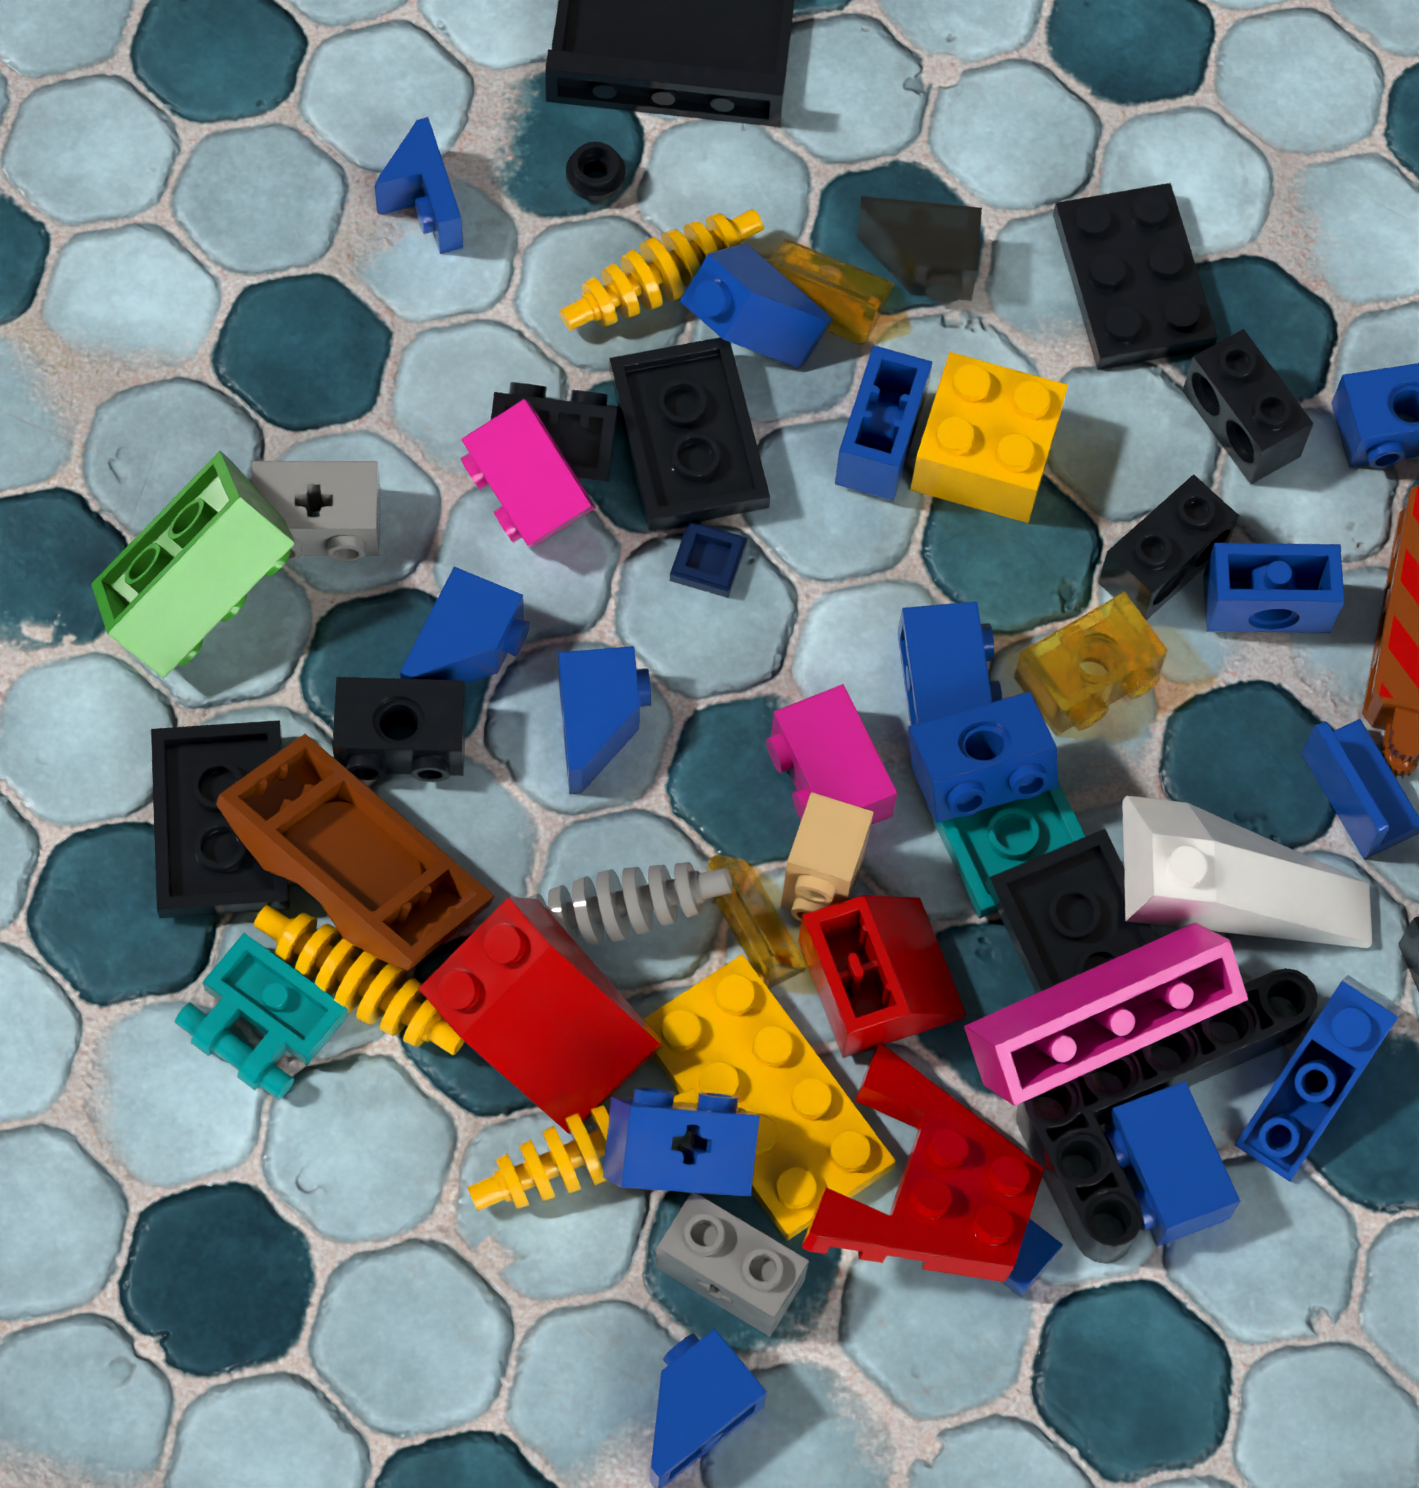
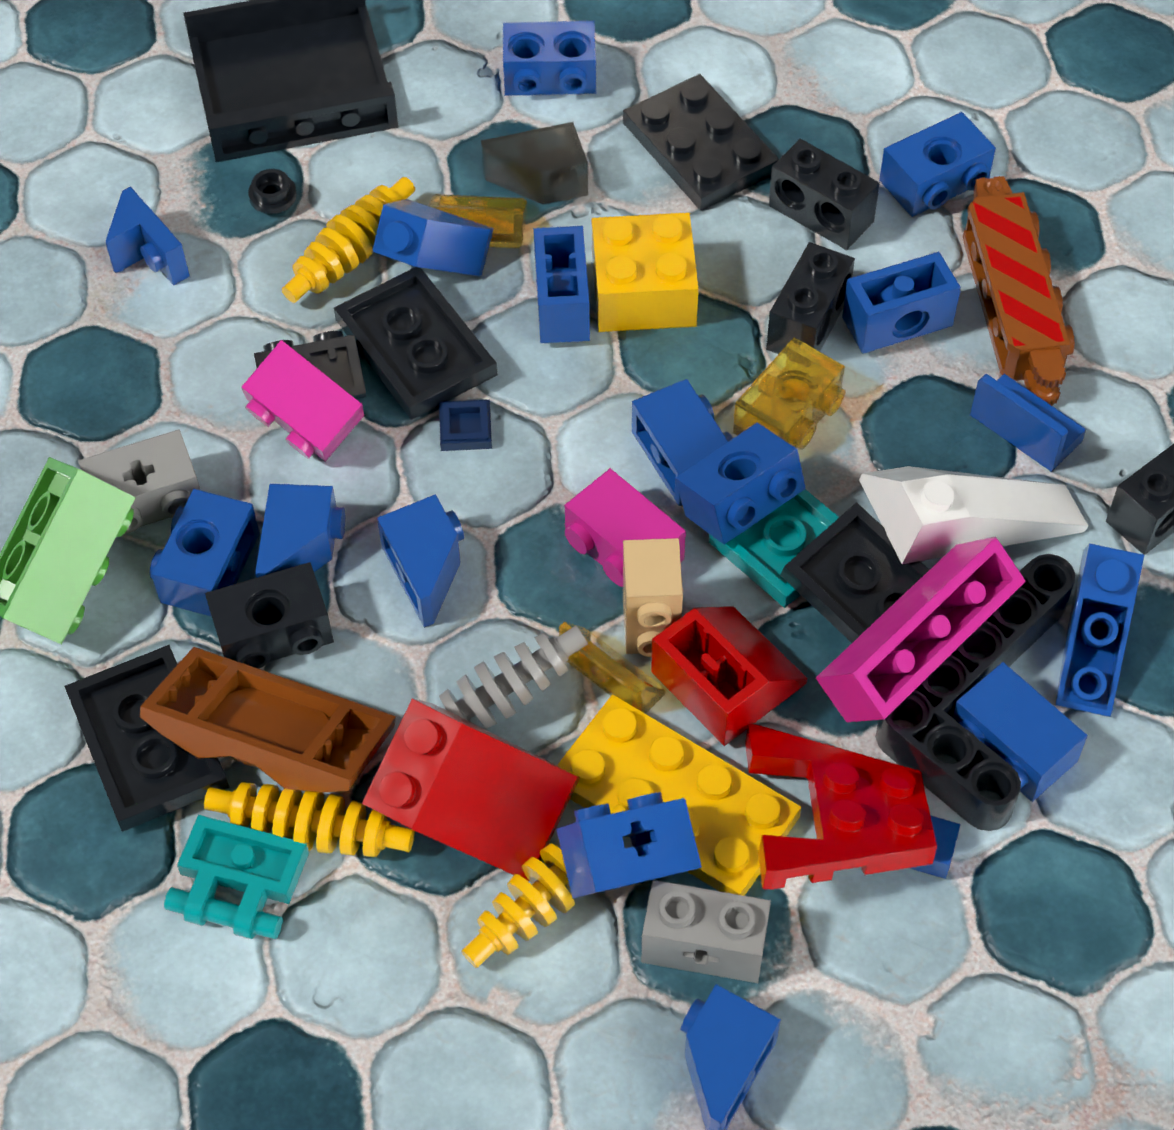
camera: 15 degrees left, 10 degrees down
(362, 584) = (205, 523): none -> blue brick
(998, 87) = (549, 58): none -> blue brick

